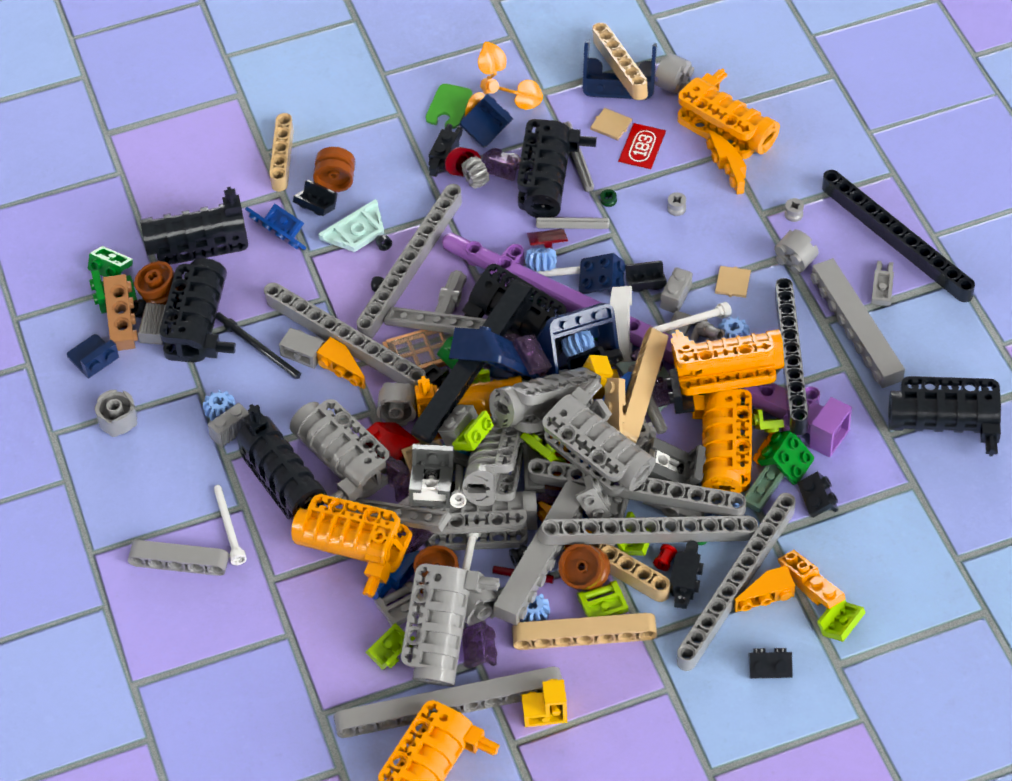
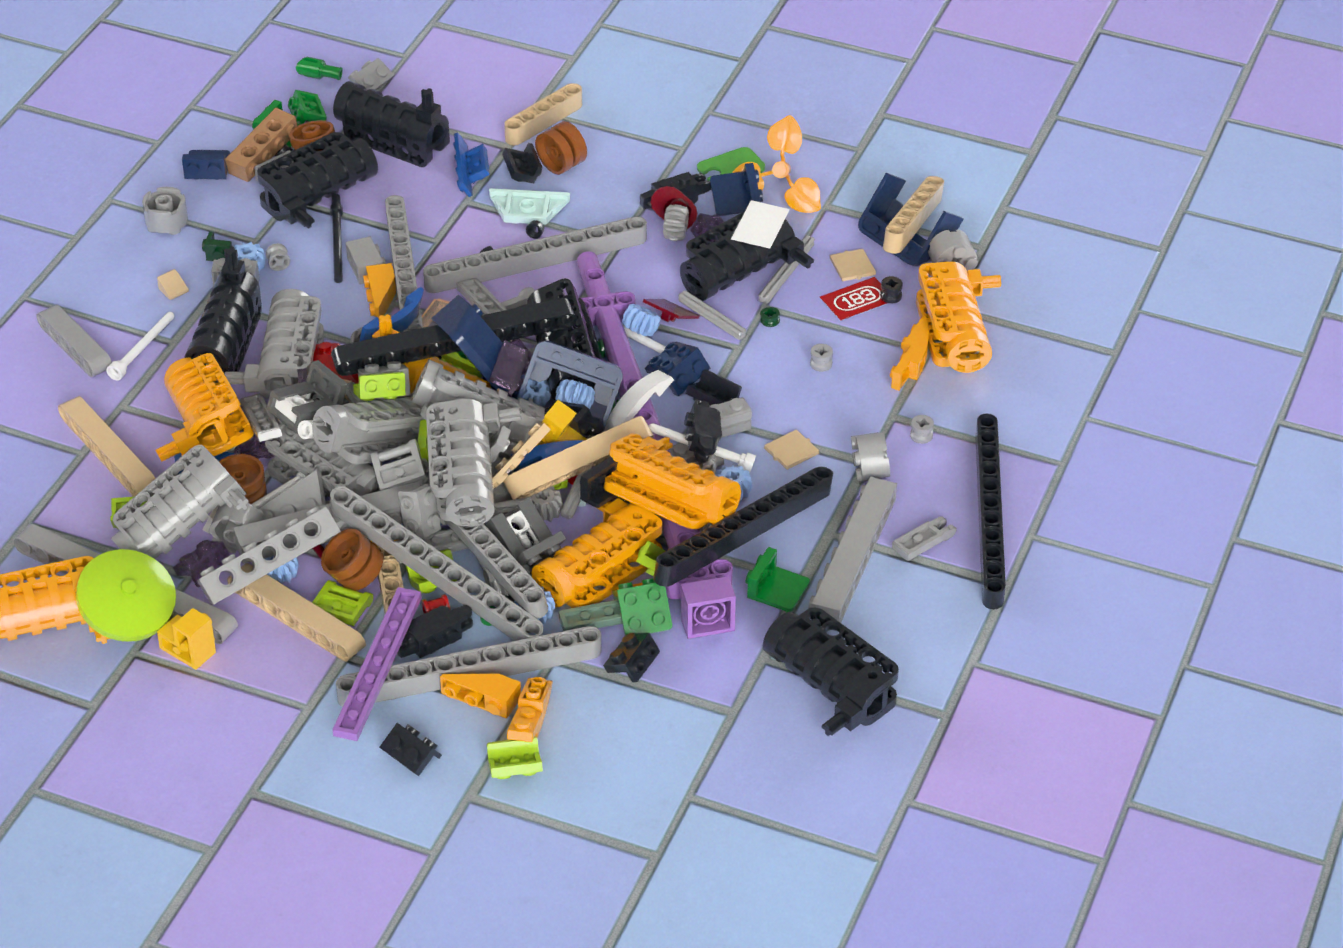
camera: 40 degrees right, 10 degrees down
(76, 225) = (318, 69): none -> green arm
(122, 206) = (372, 75): none -> light grey bracket
(189, 415) = (214, 248): none -> dark green bracket
(190, 465) = (172, 284): none -> tan slope
(239, 389) = (275, 261): none -> light grey wheel
(308, 616) = (105, 445): none -> tan beam
(405, 360) = (401, 319): none -> blue slope
(483, 708) = (125, 595): none -> lime dish
(502, 554) = (300, 496): none -> light grey wing
(540, 607) = (325, 529): none -> light grey brick
(546, 135) = (760, 224): none -> white sticker
(552, 483) = (401, 471): none -> light grey plate
(661, 125) = (891, 289): none -> black wheel
(688, 308) = (703, 430): none -> black hinge
(695, 624) = (377, 664): none -> medium lavender plate
(841, 380) = (775, 585): none -> green bracket

